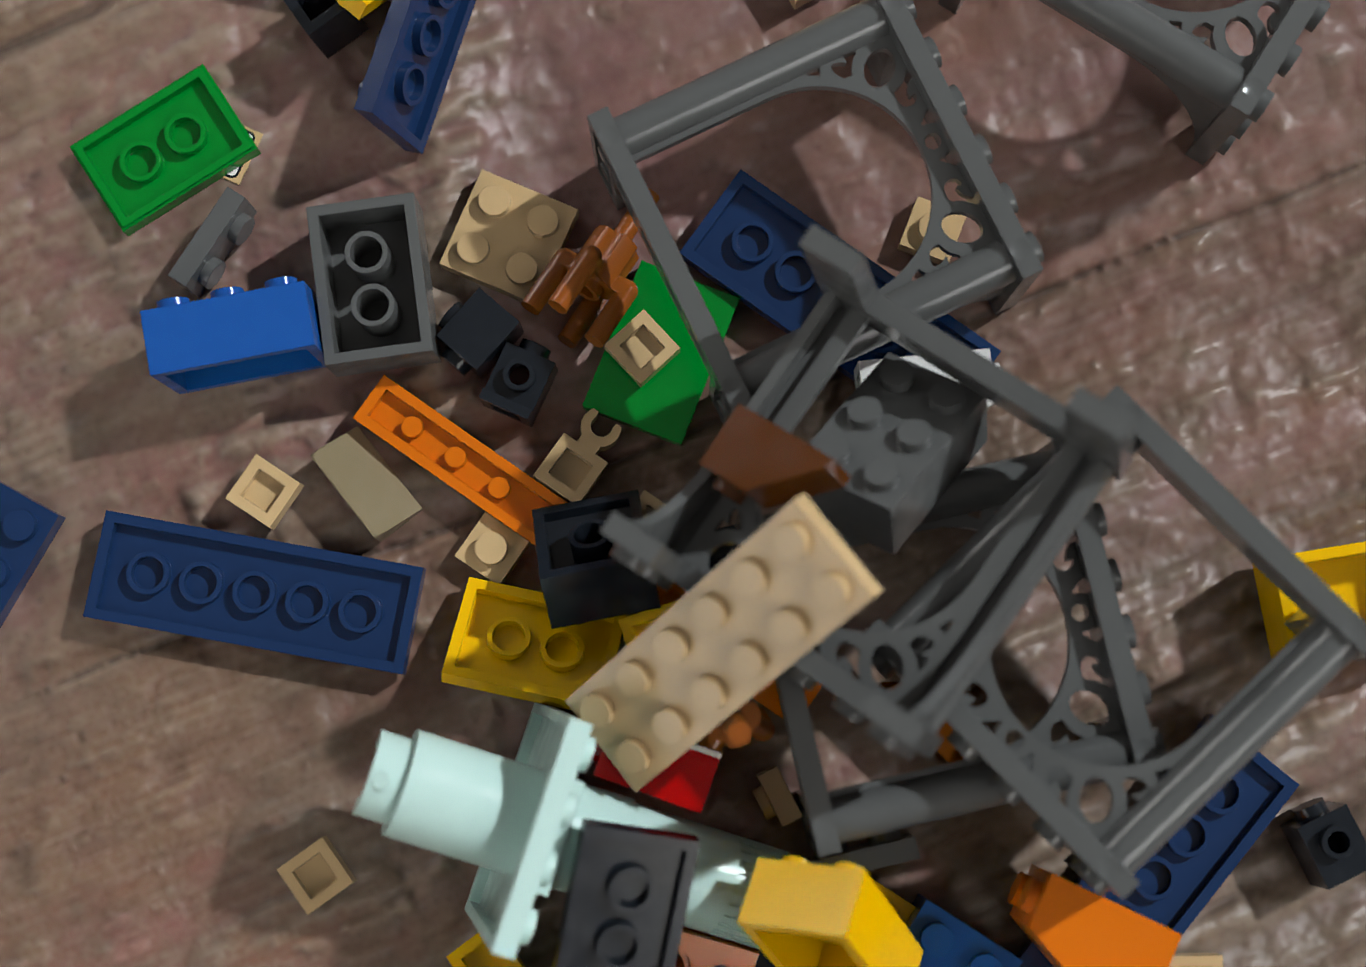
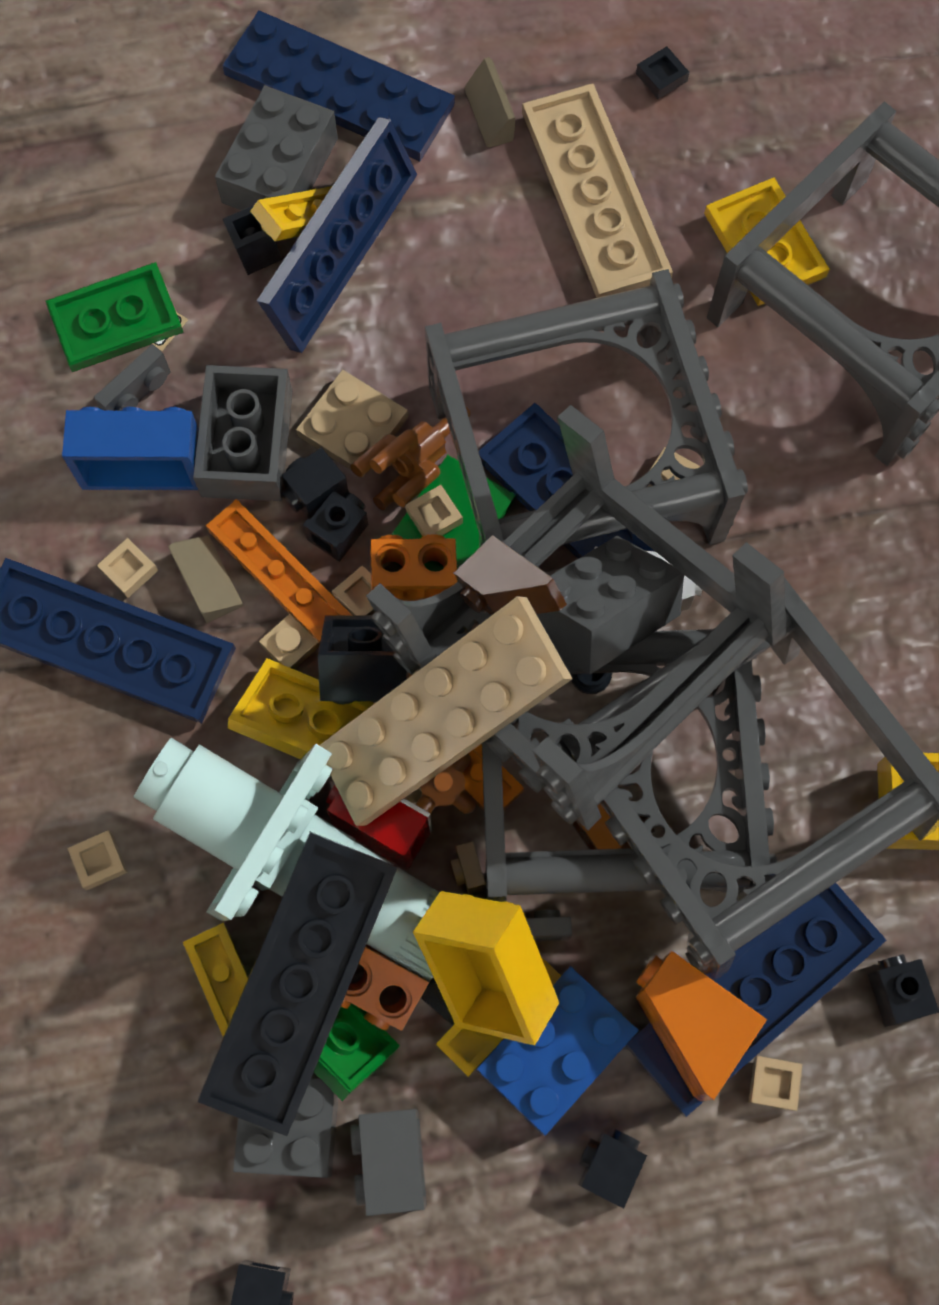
camera: 10 degrees right, 10 degrees down
(636, 443) = (414, 579): none -> orange brick

